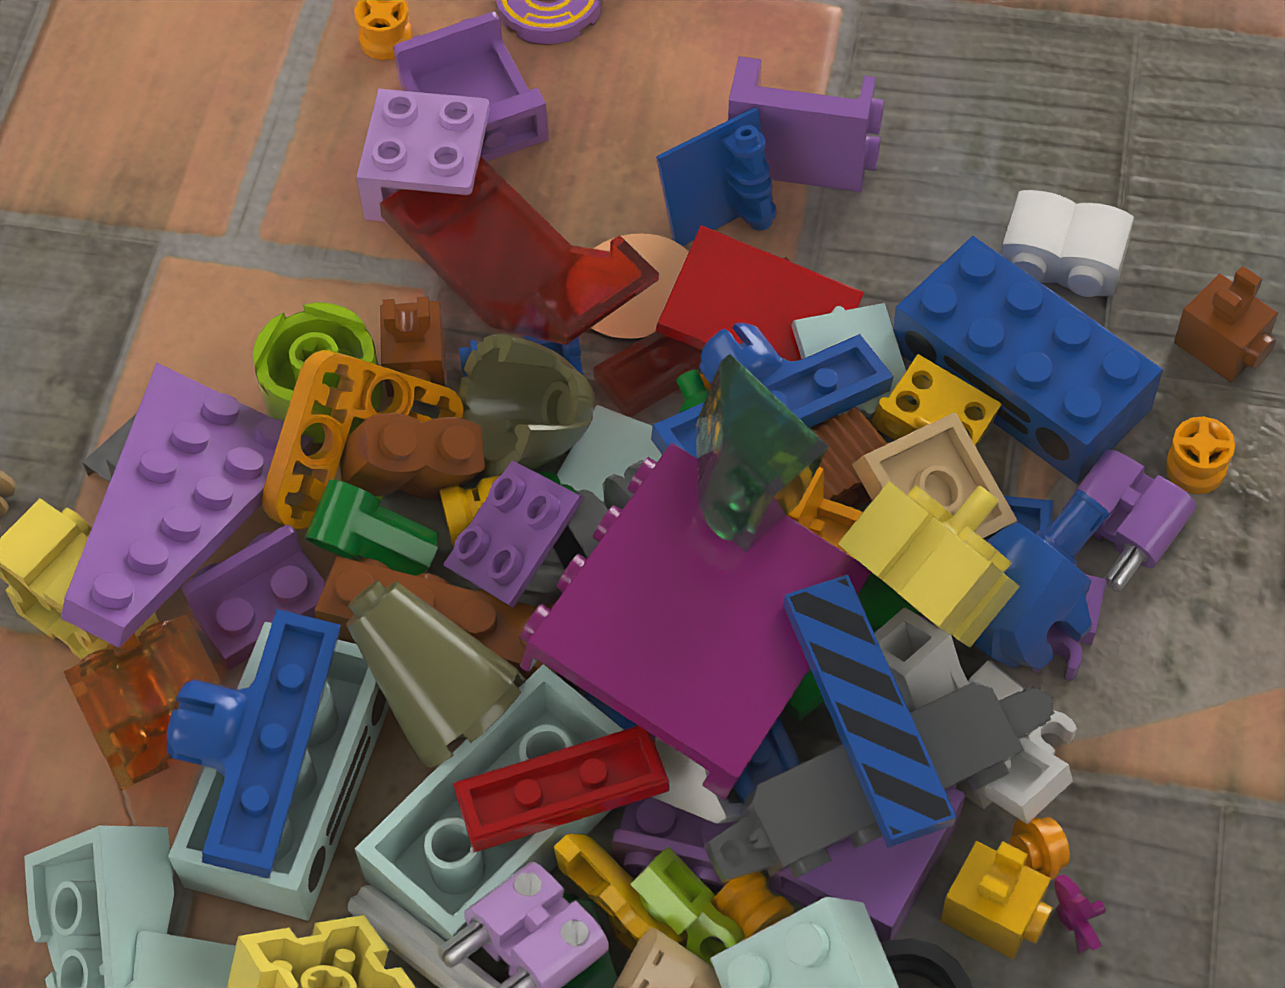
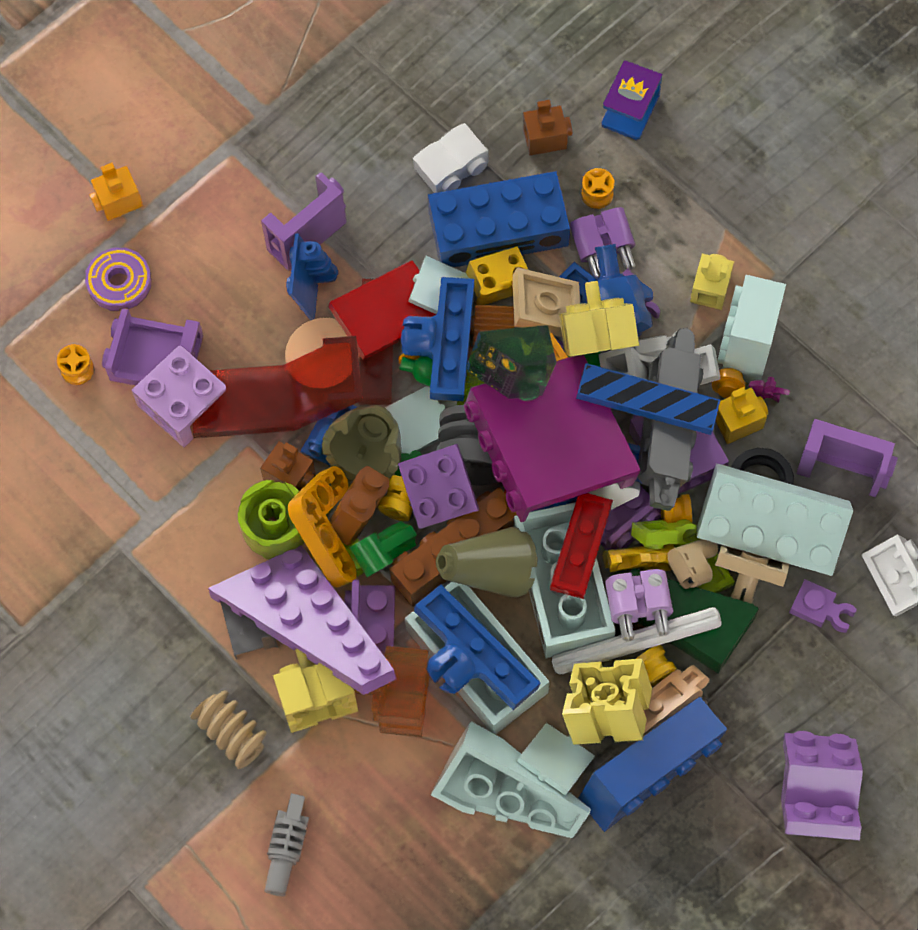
camera: 55 degrees left, 10 degrees up
(1145, 801) = (751, 326): none -> light aqua brick
(1192, 707) = (712, 281): none -> light yellow brick

